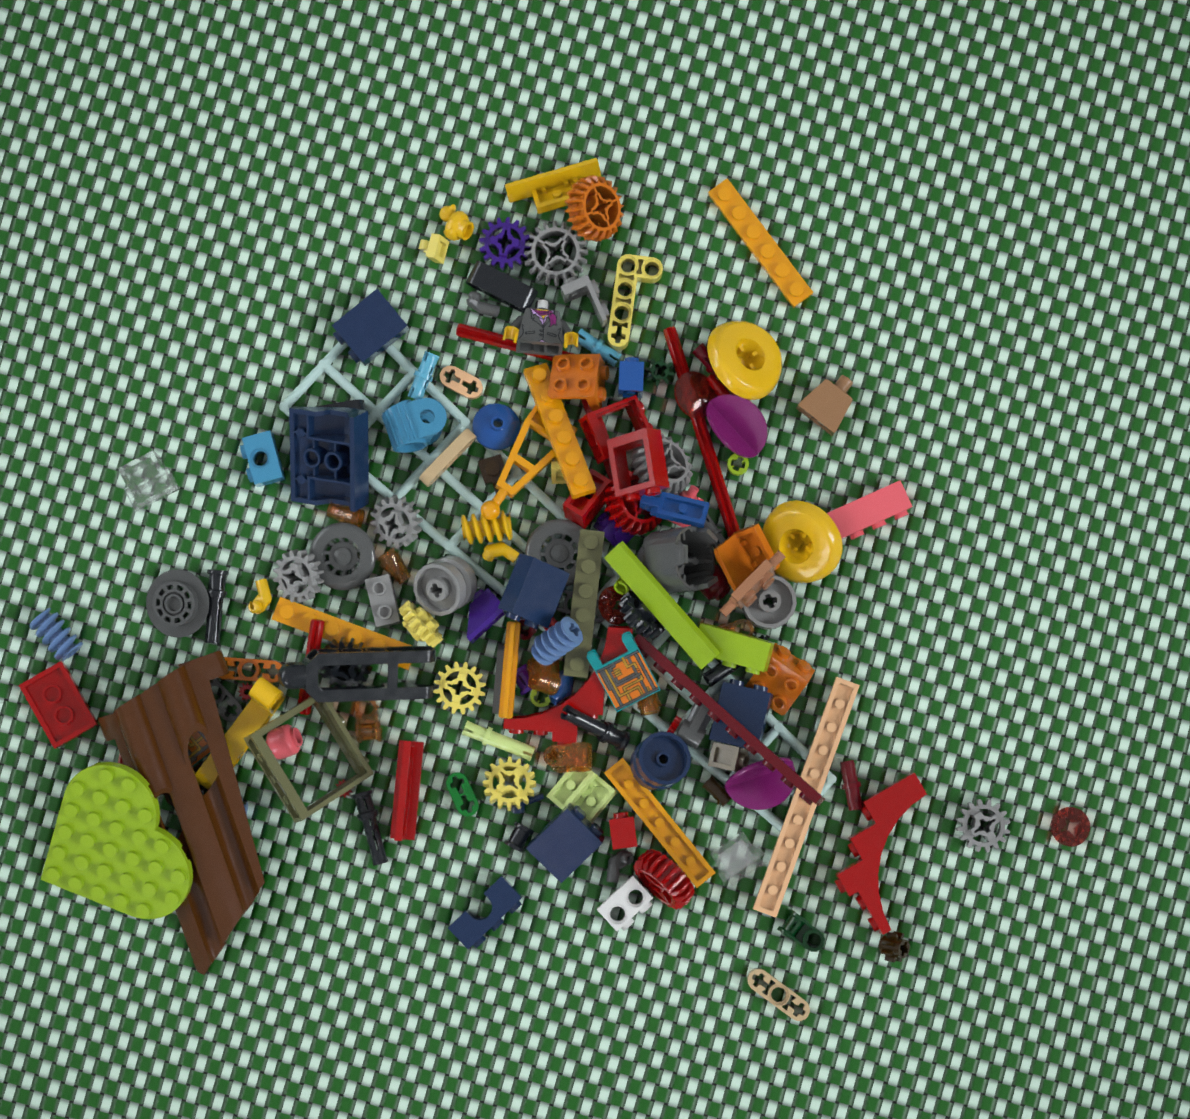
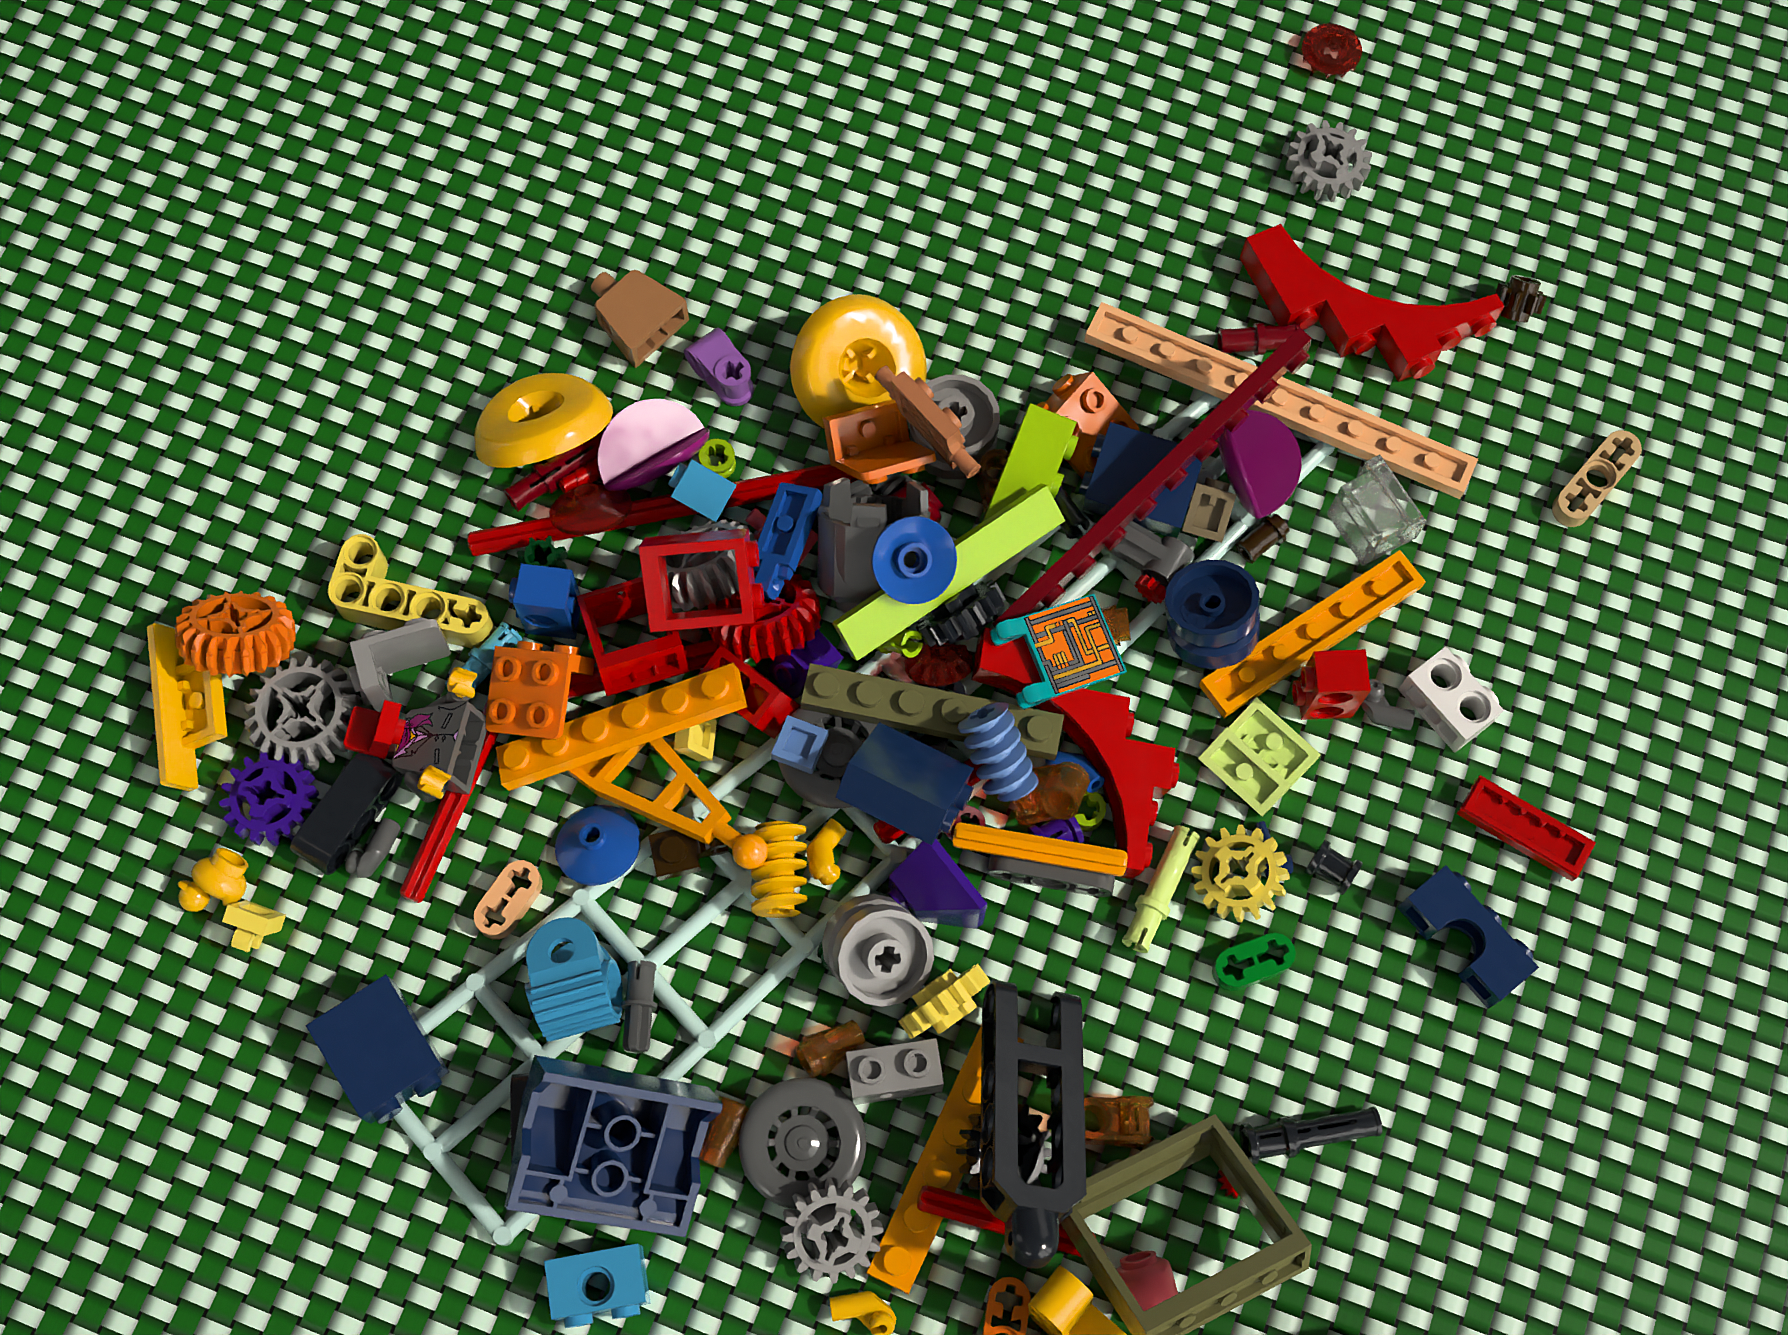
camera: 90 degrees left, 15 degrees down
(399, 520) = (743, 1050): light grey gear -> none
(405, 461) = (639, 1006): none -> dark grey axle
(407, 790) = (1247, 1061): red fence -> none
(423, 375) = (485, 960): medium azure pin -> none
(447, 457) = (642, 928): tan beam -> none
(457, 699) = (1047, 942): light yellow gear -> none
(544, 295) = (374, 731): none -> red bracket
(552, 947) = (1526, 828): none -> red plate
(555, 531) = (799, 744): none -> medium blue plate
(566, 842) = (1347, 782): dark blue brick -> none
(574, 757) = (1199, 753): clear orange piece -> none
(604, 731) = (1156, 702): black pin -> none
(648, 585) = (933, 566): none -> blue dish
(664, 879) = (1415, 622): red gear -> none
(704, 458) = (701, 489): none -> dark azure brick
(760, 243) = (349, 393): light orange plate -> none
(800, 457) = (721, 367): none -> medium lavender piece
(801, 931) = (1495, 432): dark green piece -> none
(871, 510) = (813, 256): coral brick -> none

